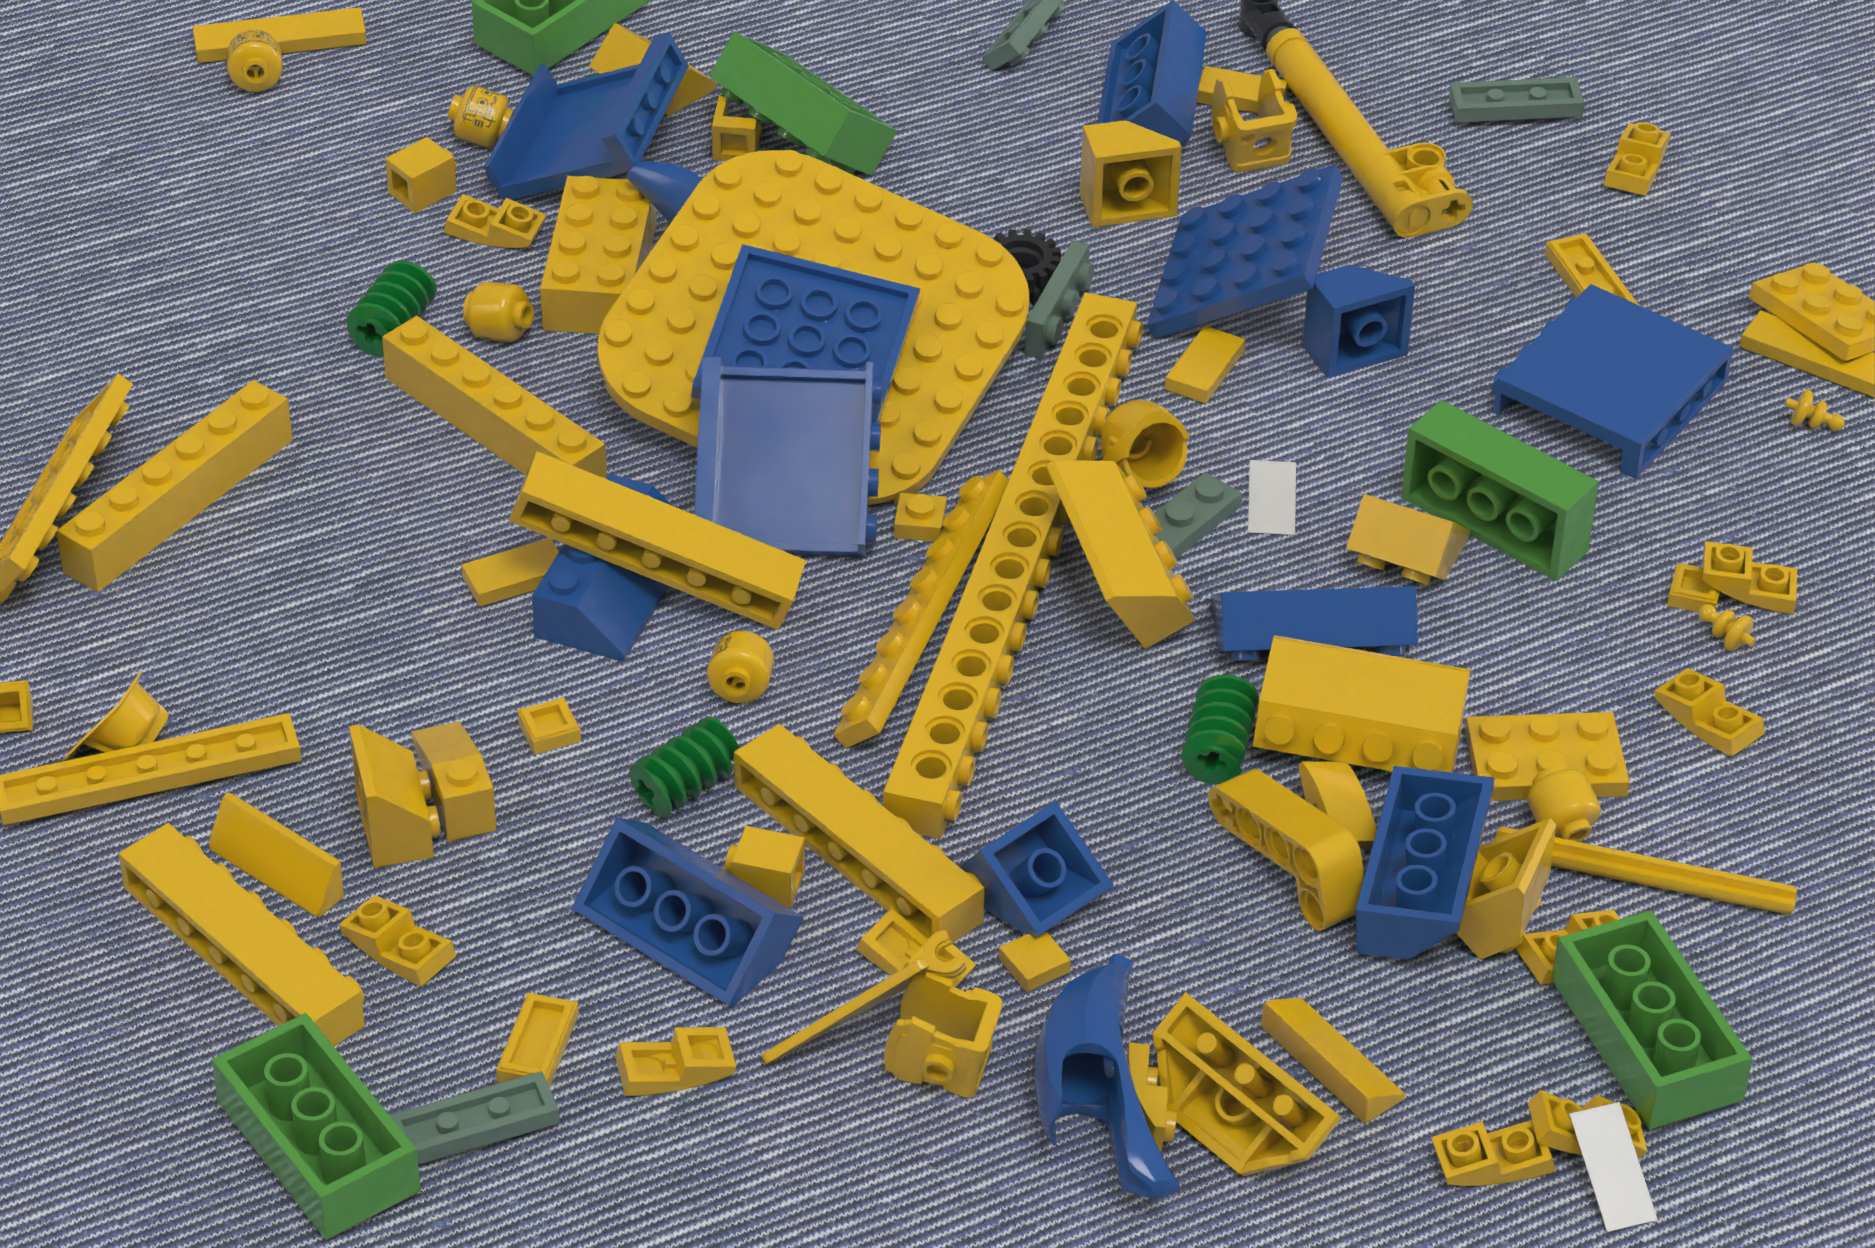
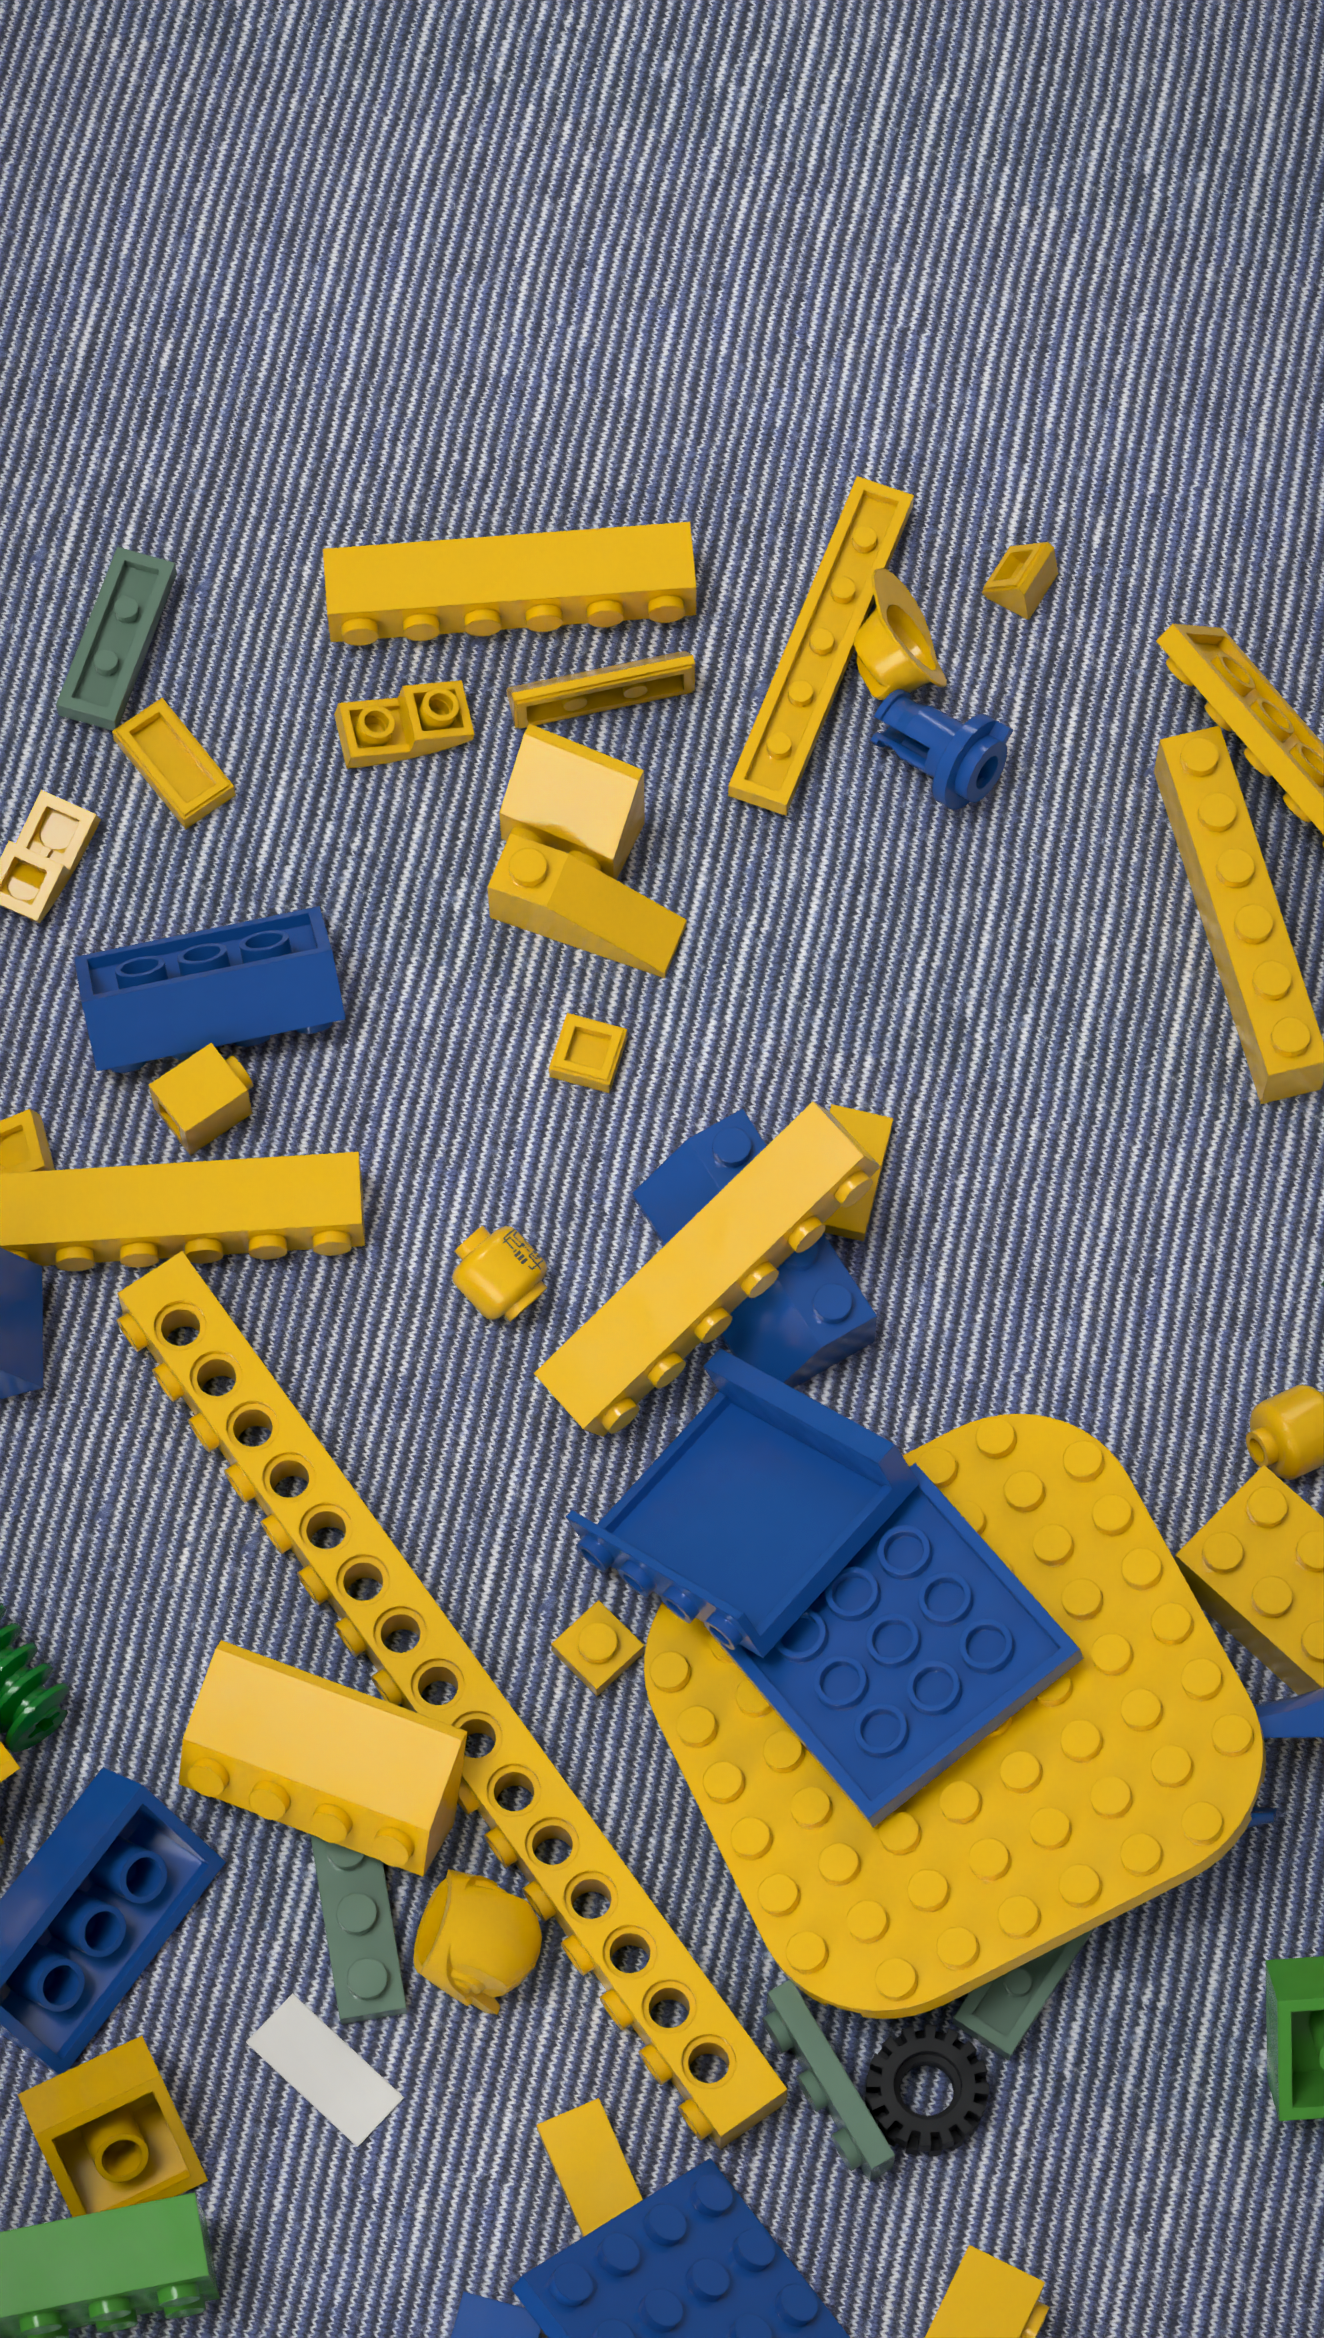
camera: 130 degrees right, 25 degrees up
(180, 647) = (958, 755): none -> blue piece
(316, 1125) = (205, 488): bright green brick -> none
(484, 401) = (1115, 1305): yellow brick -> none
(684, 766) = (392, 1108): green piece -> none
(921, 611) = (443, 1531): yellow plate -> none

